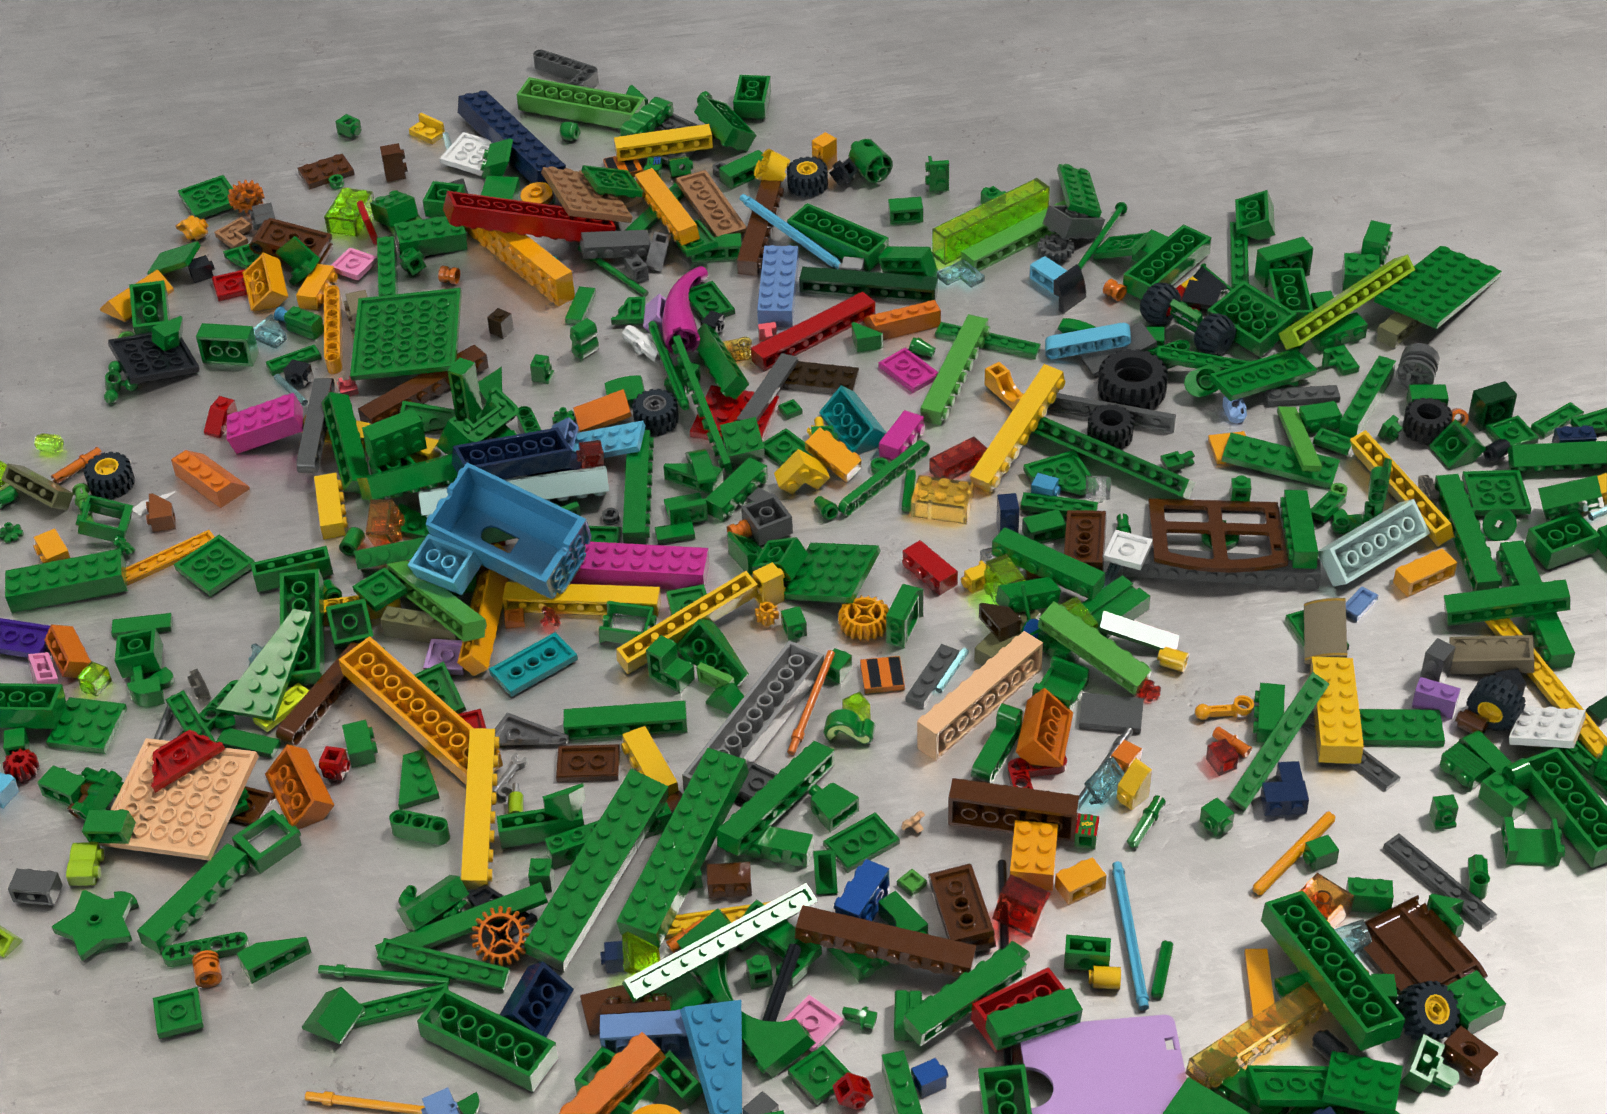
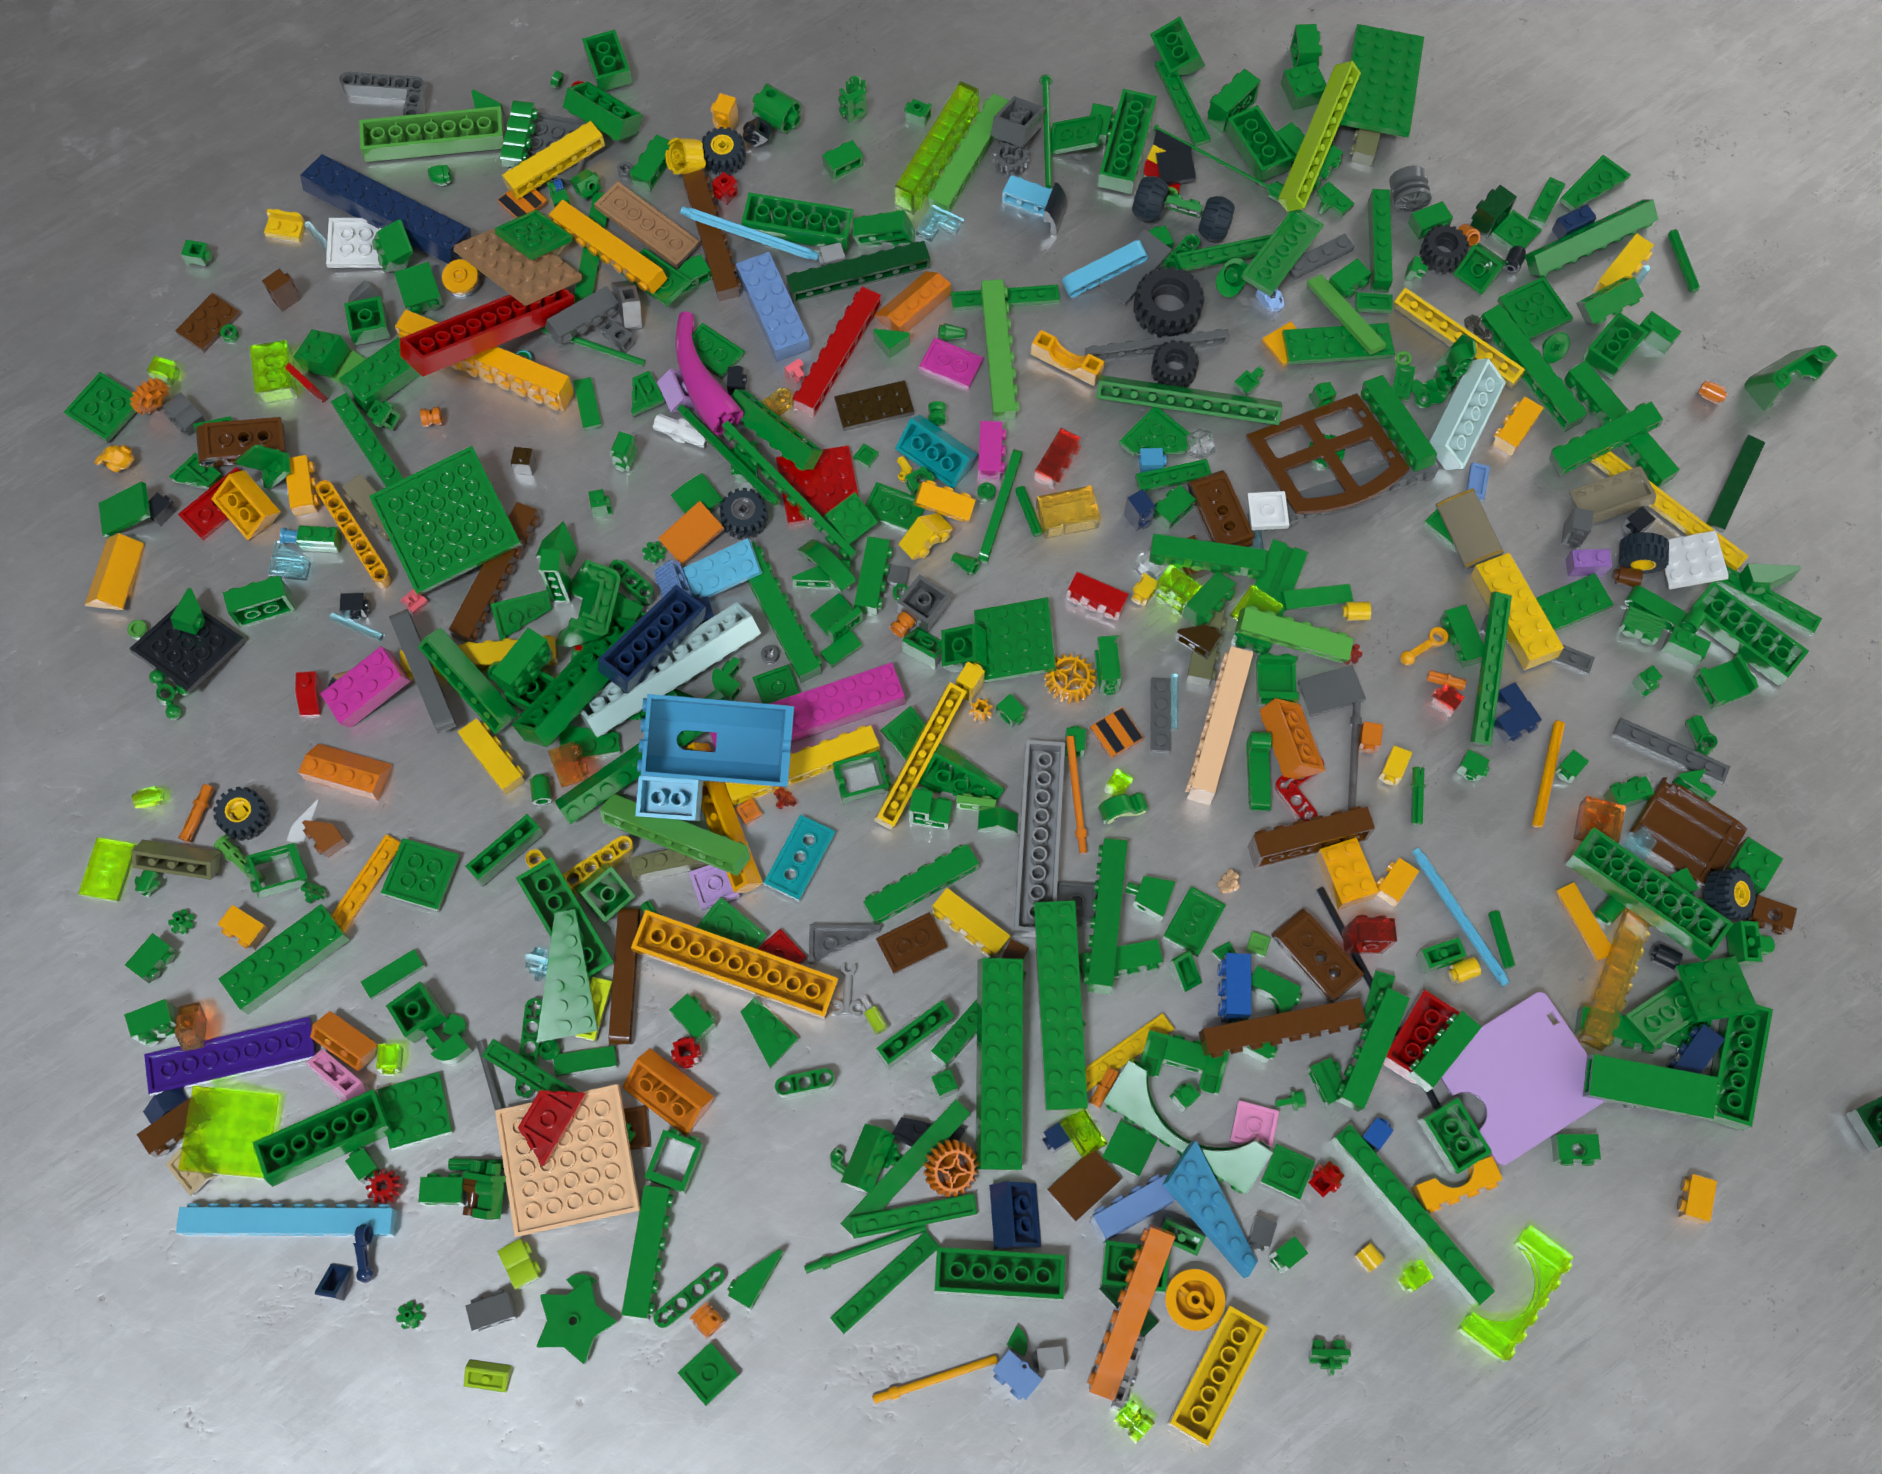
camera: 30 degrees left, 25 degrees up
(109, 826) = (524, 1222): green brick -> none
(148, 305) = (145, 588): green brick -> none
(201, 690) = (491, 1016): clear smoke plate -> none
(233, 233) = (160, 447): medium nougat plate -> none
(271, 187) = (164, 370): none -> clear neon green brick
(307, 355) = (335, 585): green tile -> none
(330, 590) = (560, 858): green cone -> none
(334, 1015) = (850, 1314): green slope -> none
(354, 263) = (320, 439): bright pink plate -> none
(380, 589) = (612, 843): green plate -> none
(478, 808) = (855, 1047): yellow brick -> none
(565, 802) = (935, 1011): green slope -> none
(590, 454) = (719, 598): clear red brick -> none
(616, 1004) = (1110, 1184): reddish brown plate -> none
(718, 943) = (1152, 1097): plate -> none
(729, 880) = (1108, 1015): reddish brown brick -> none
(769, 387) = (837, 445): dark grey tile -> none
(782, 983) = (1214, 1105): black axle -> none
(792, 200) = (725, 188): none -> red brick
(872, 396) = (937, 412): none -> green wheel
(953, 166) = (854, 84): none -> green gear
(1017, 428) = (1101, 405): yellow brick -> none
(1030, 625) = (1226, 629): piece -> none
(1071, 325) = (1079, 252): green slope -> none
(1079, 190) = (1002, 78): green plate -> none
(1086, 831) = (1382, 830): green brick -> none
(1104, 781) = (1369, 772): clear light blue bracket -> none
(1114, 289) = (1092, 190): orange wheel -> none
(1123, 524) = (1242, 480): green pin -> none
(1255, 317) = (1241, 180): green slope -> none

